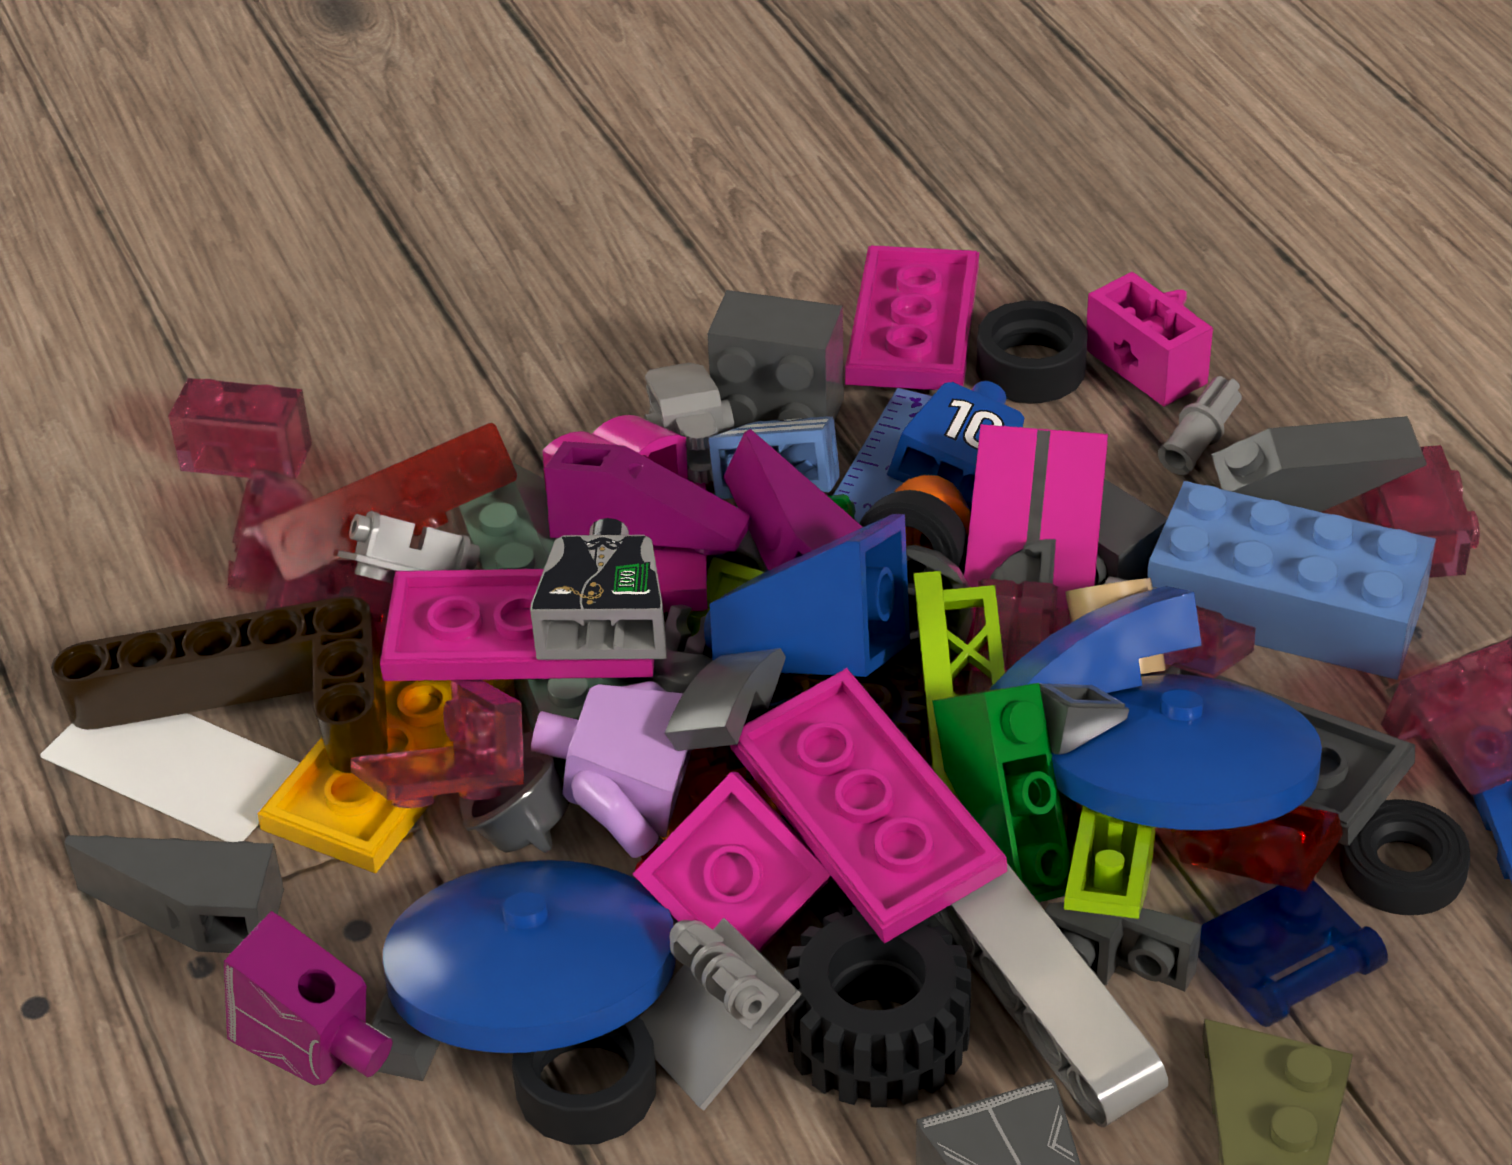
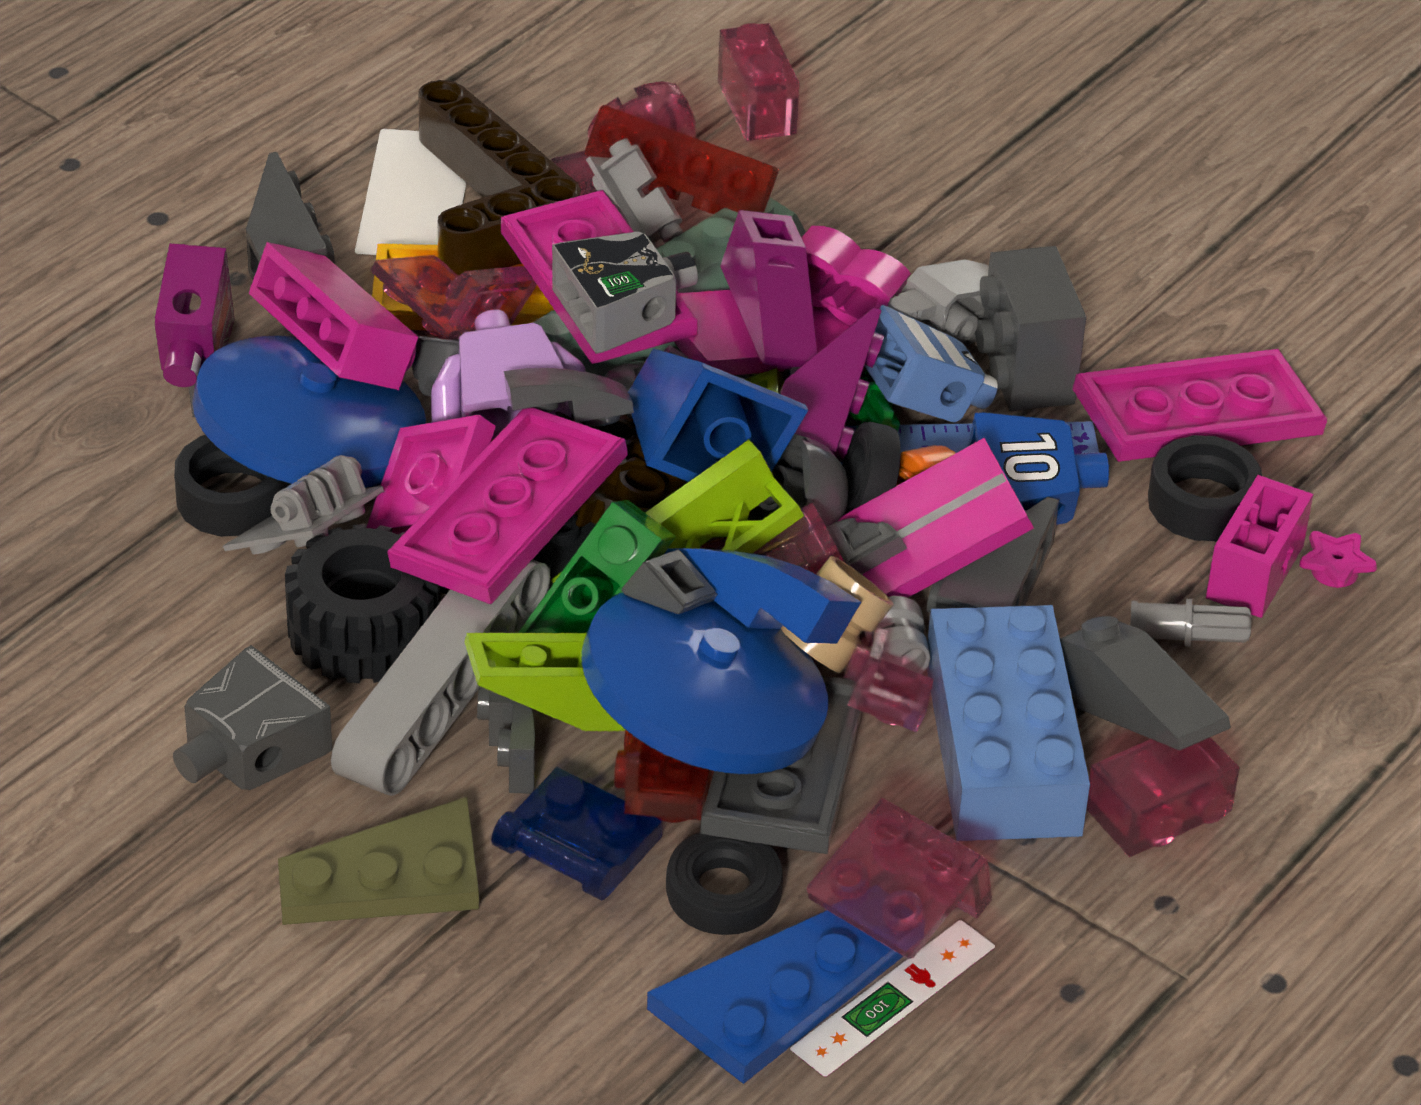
camera: 60 degrees right, 0 degrees up
(413, 868) = (333, 316): none -> dark pink brick

